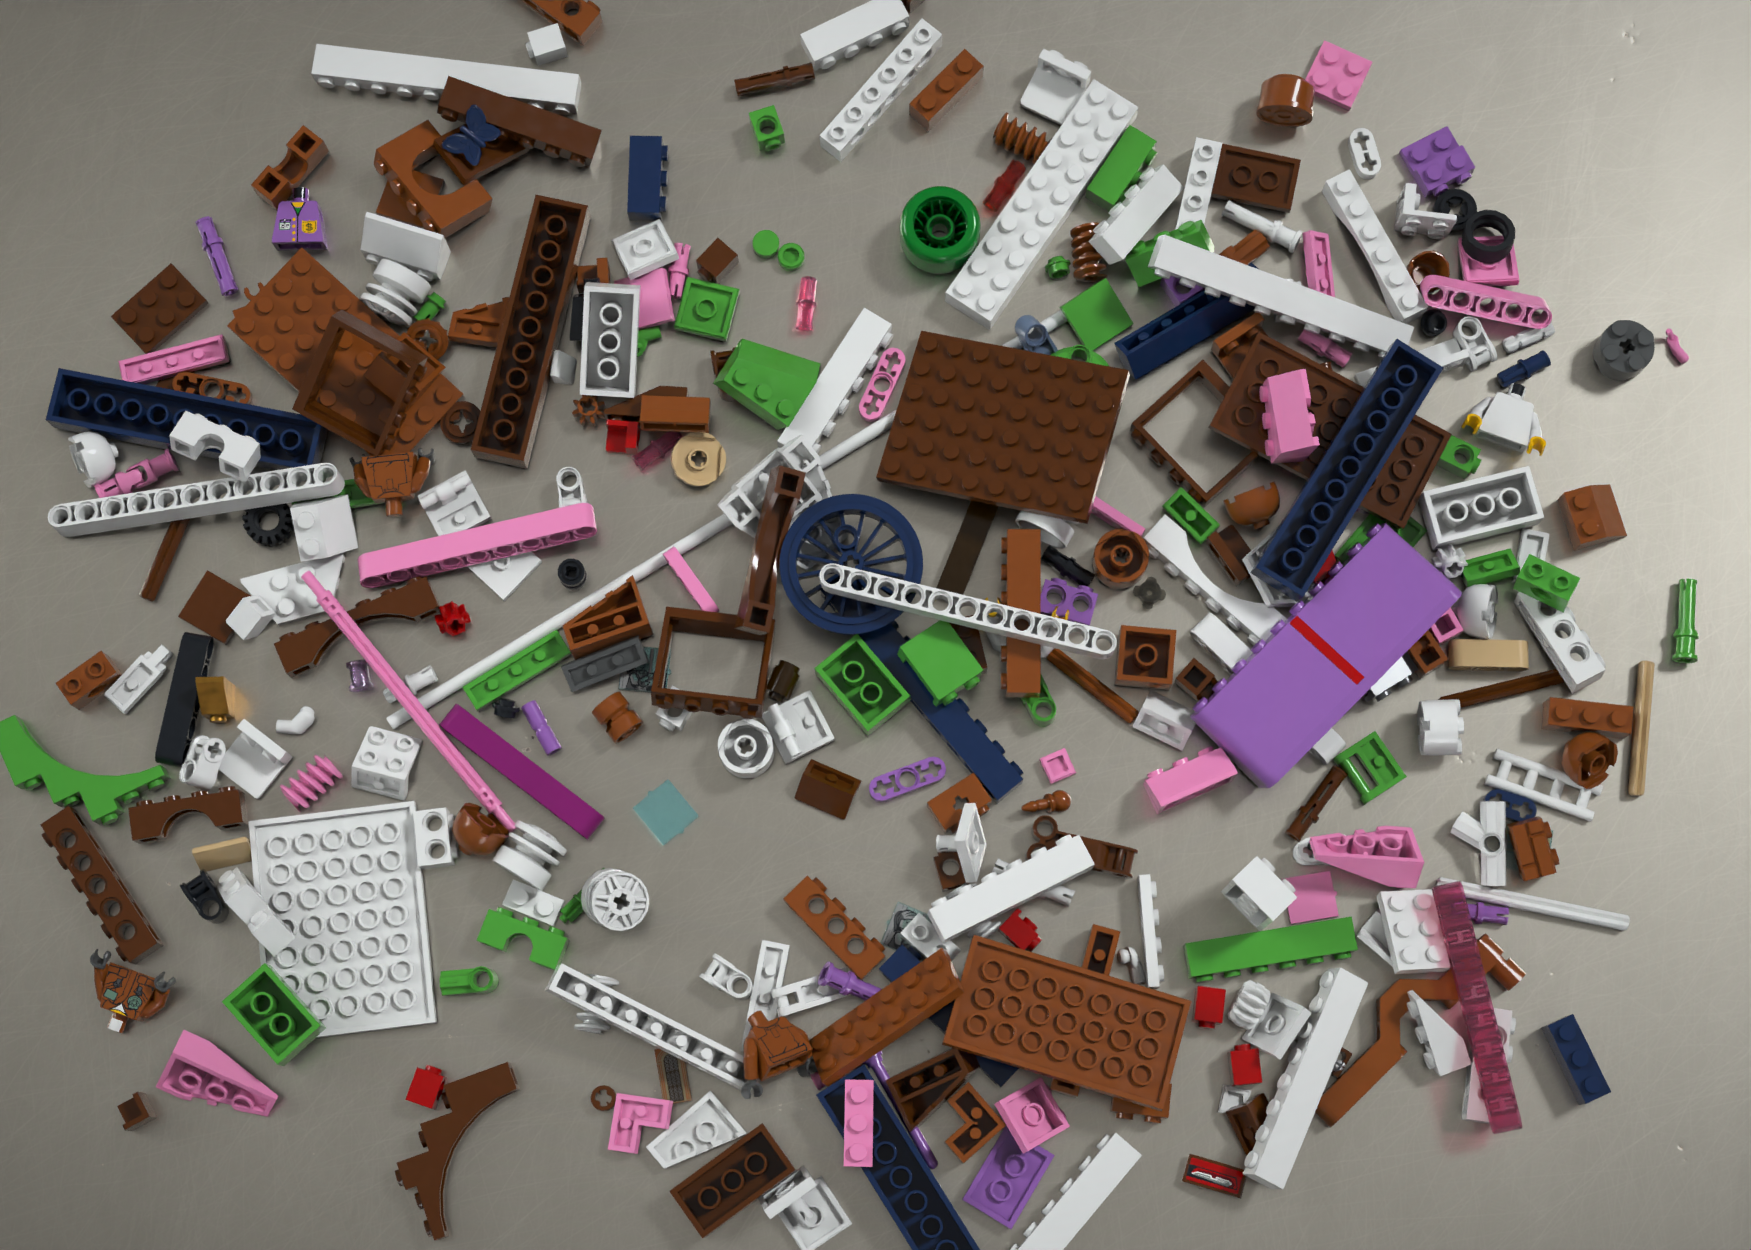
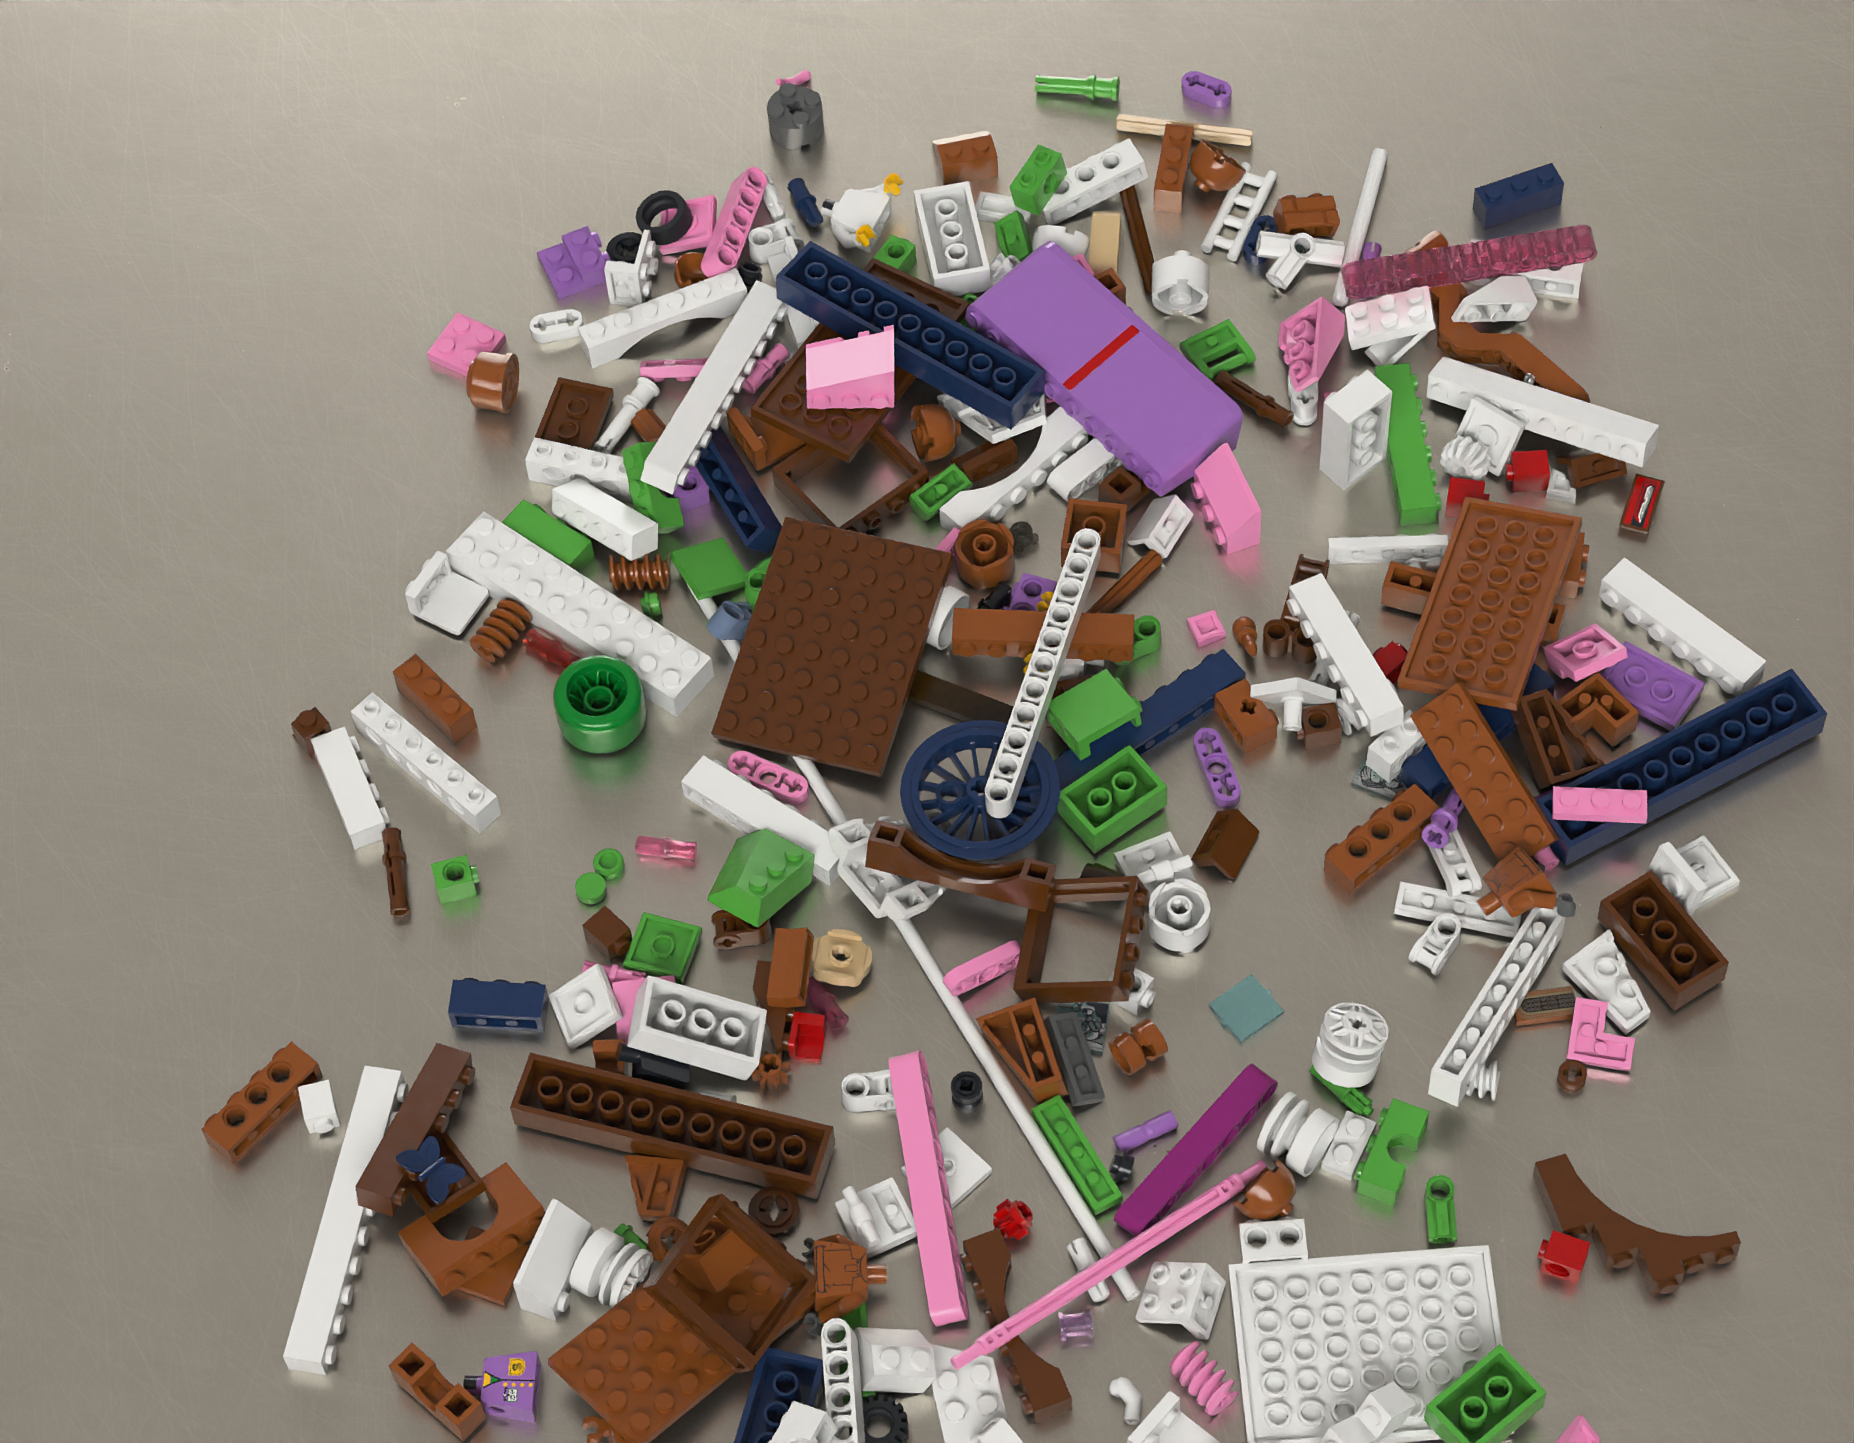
camera: 85 degrees left, 20 degrees down
(1700, 751) = (1206, 90): none -> medium lavender beam

